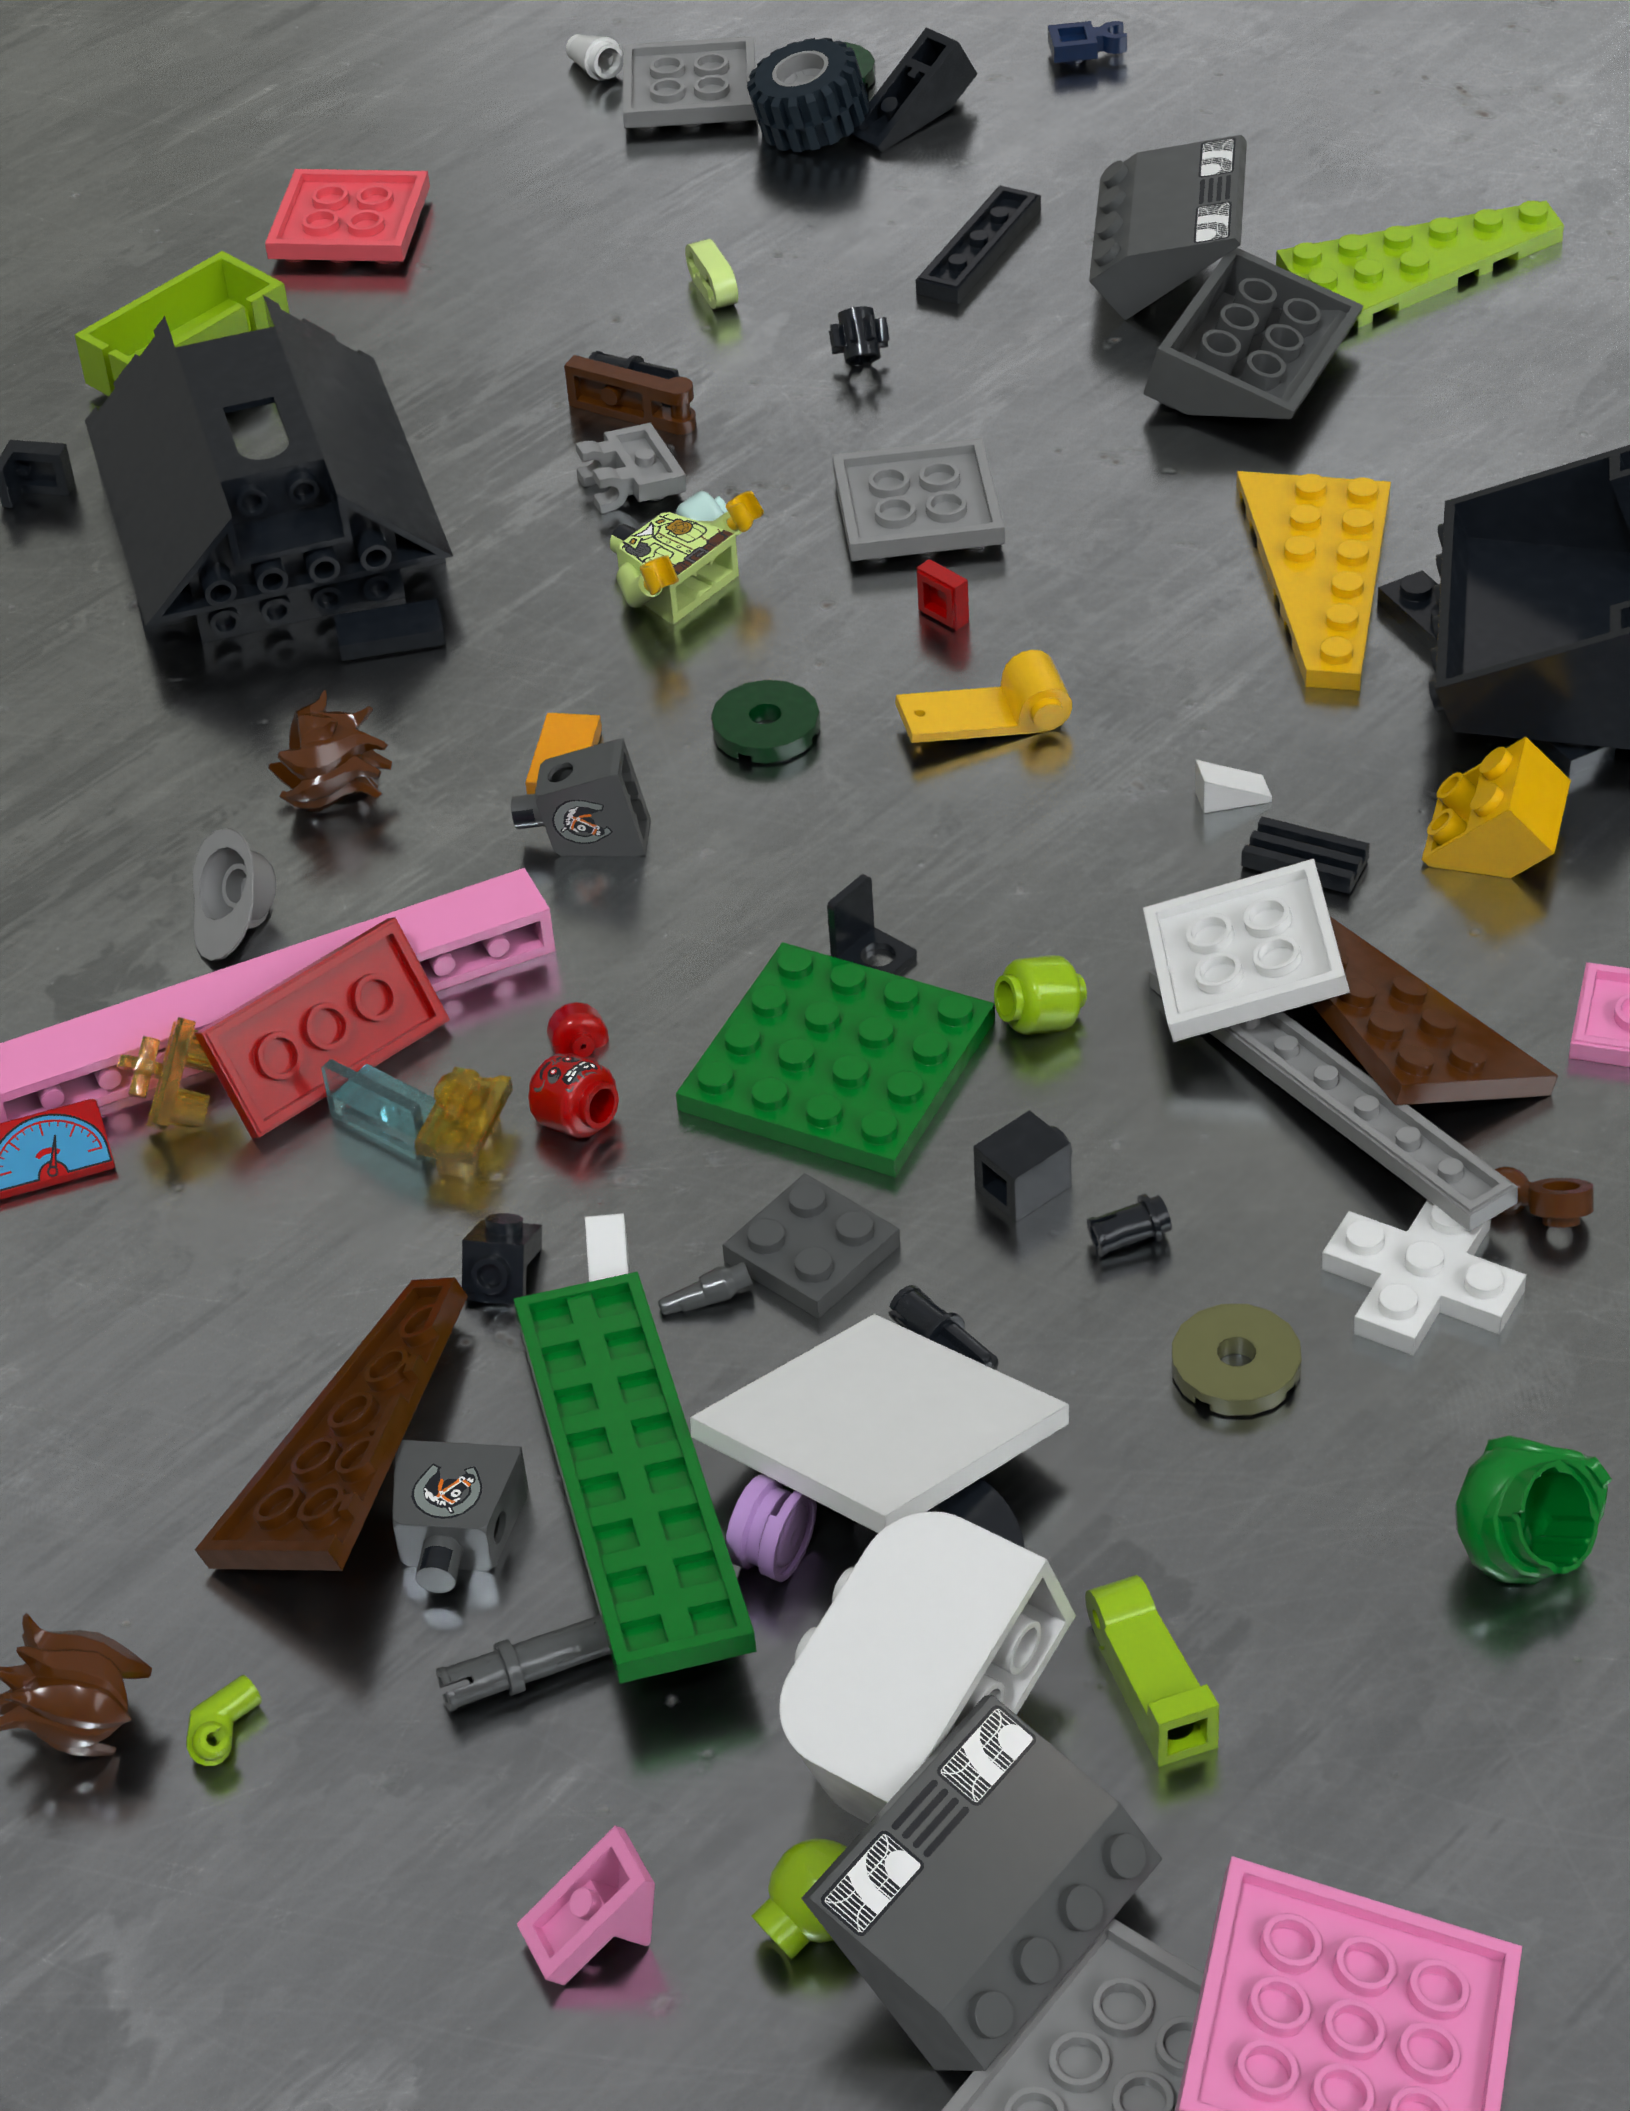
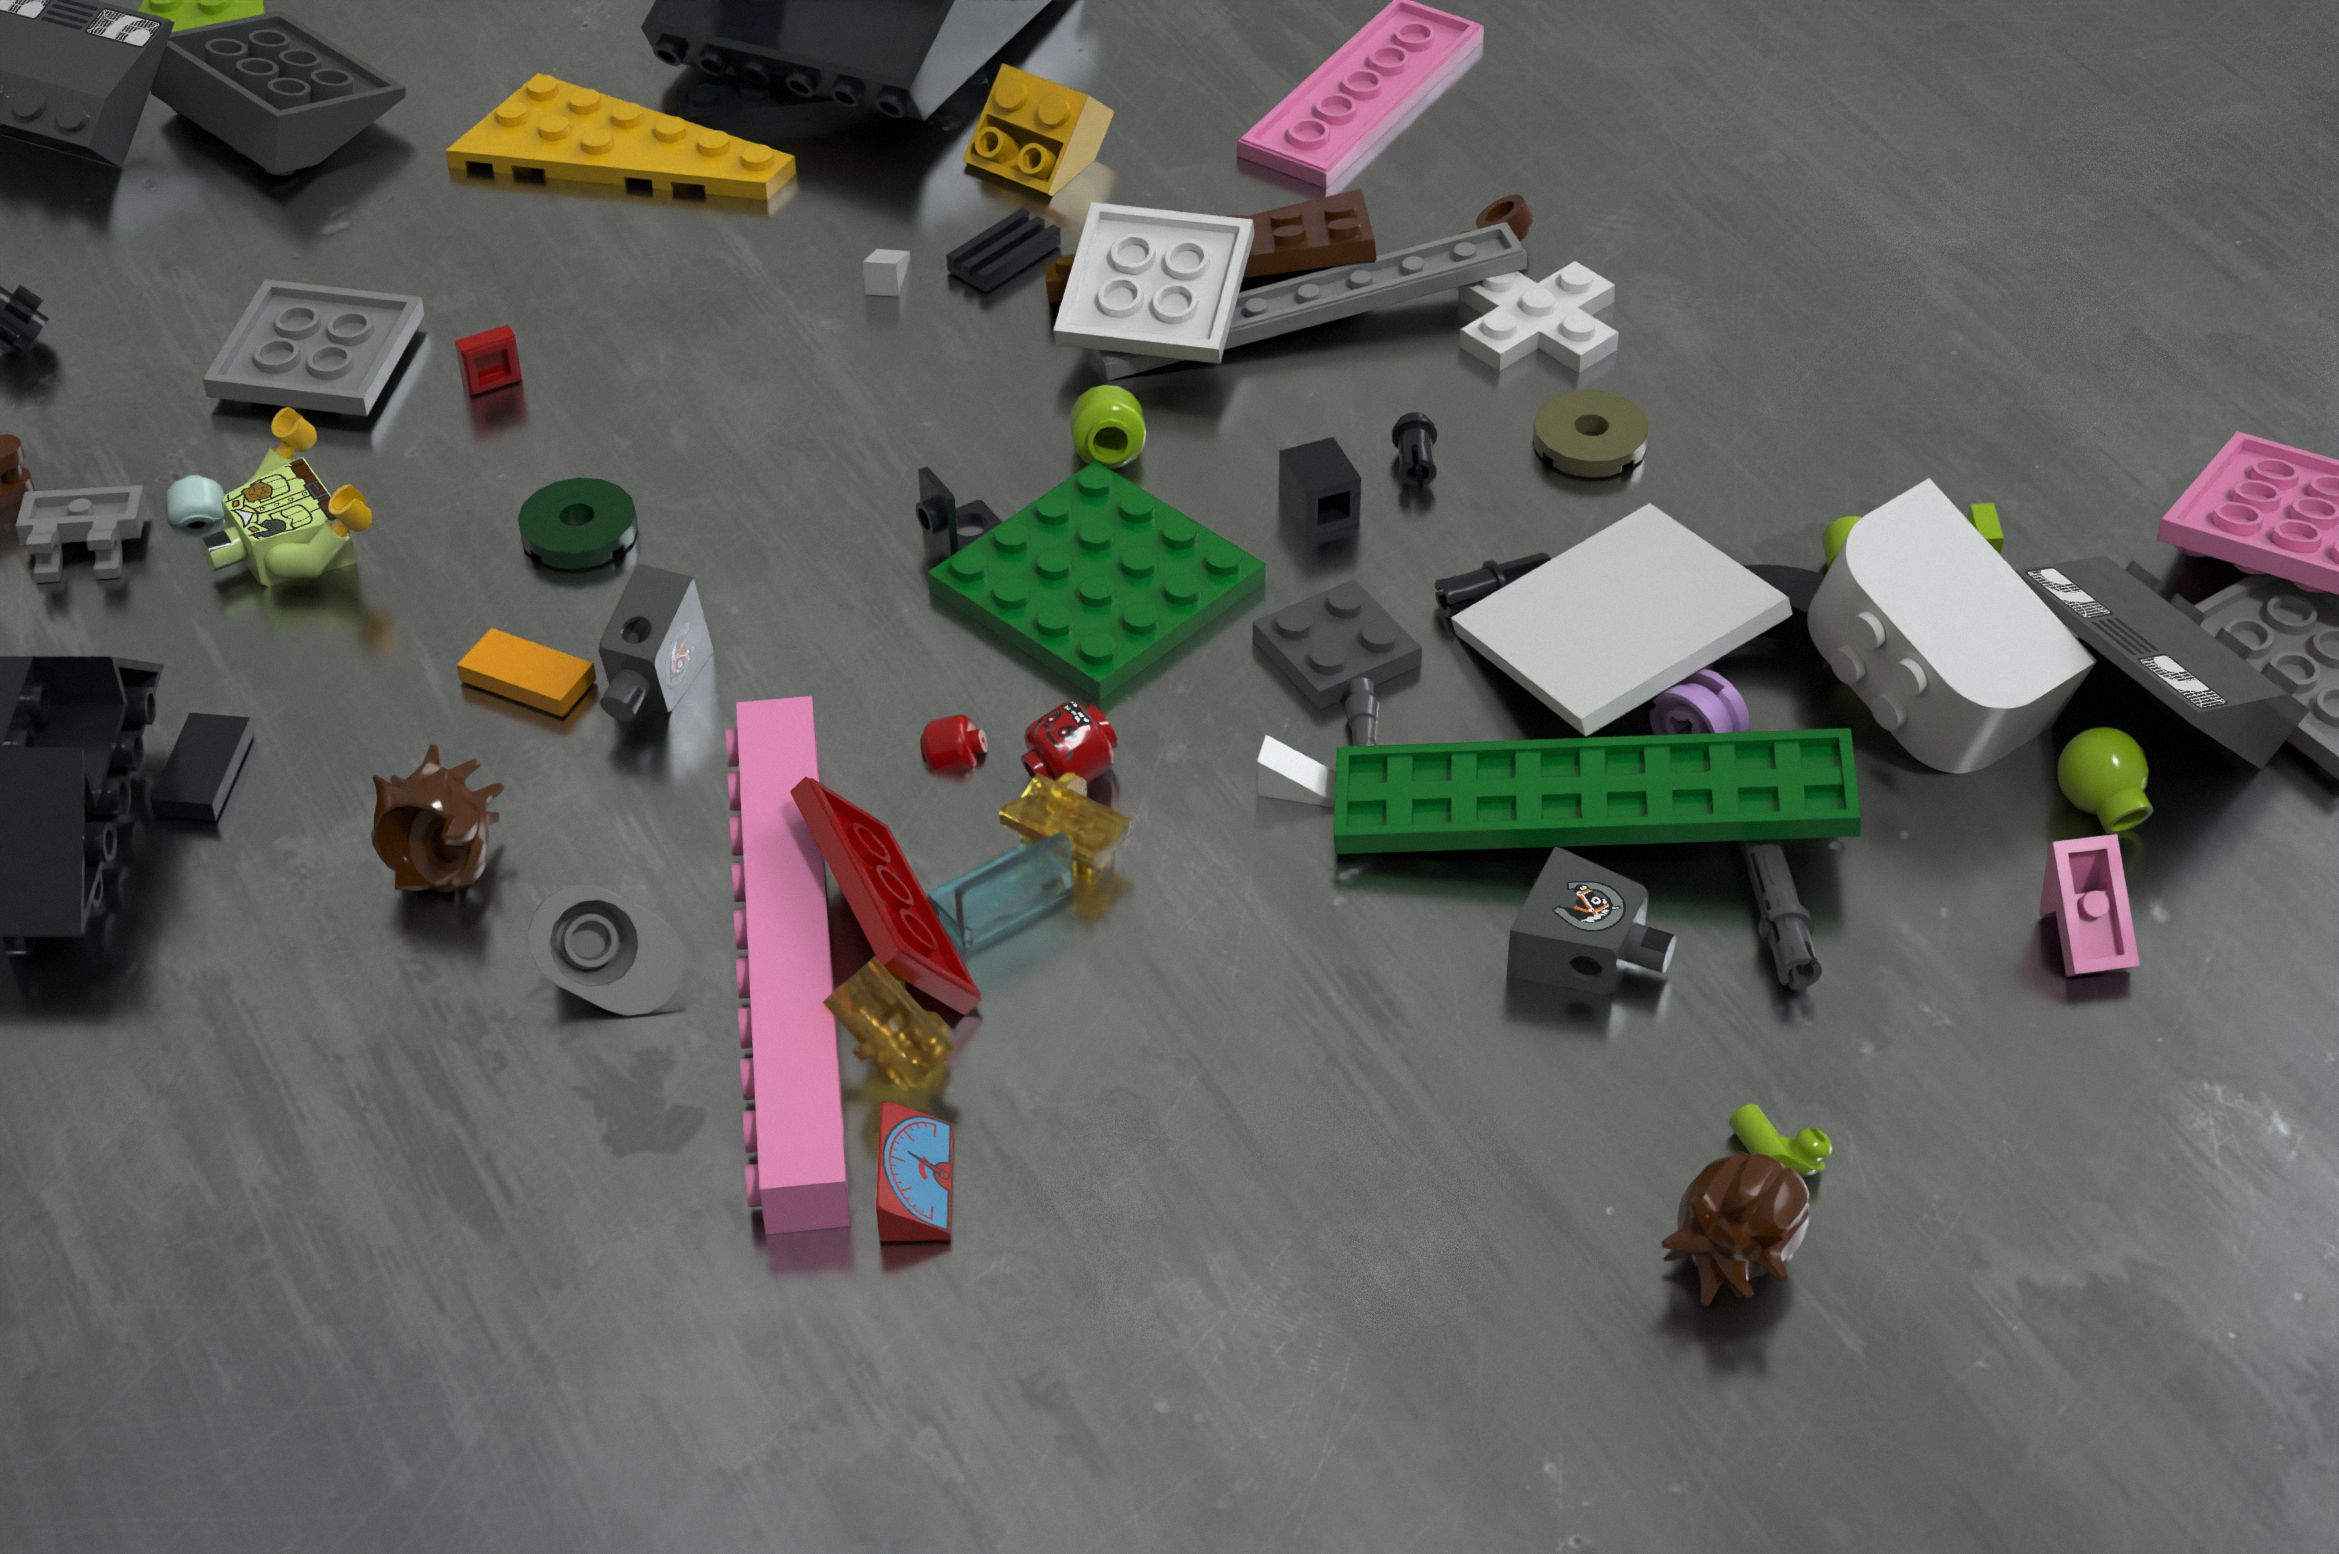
camera: 75 degrees left, 0 degrees up
(328, 1469) = (1502, 990): reddish brown wing -> none
(497, 1258) = (1261, 835): black bracket -> none
(1026, 703) = (677, 368): yellow door -> none
(1530, 1509) = (1850, 307): green helmet -> none

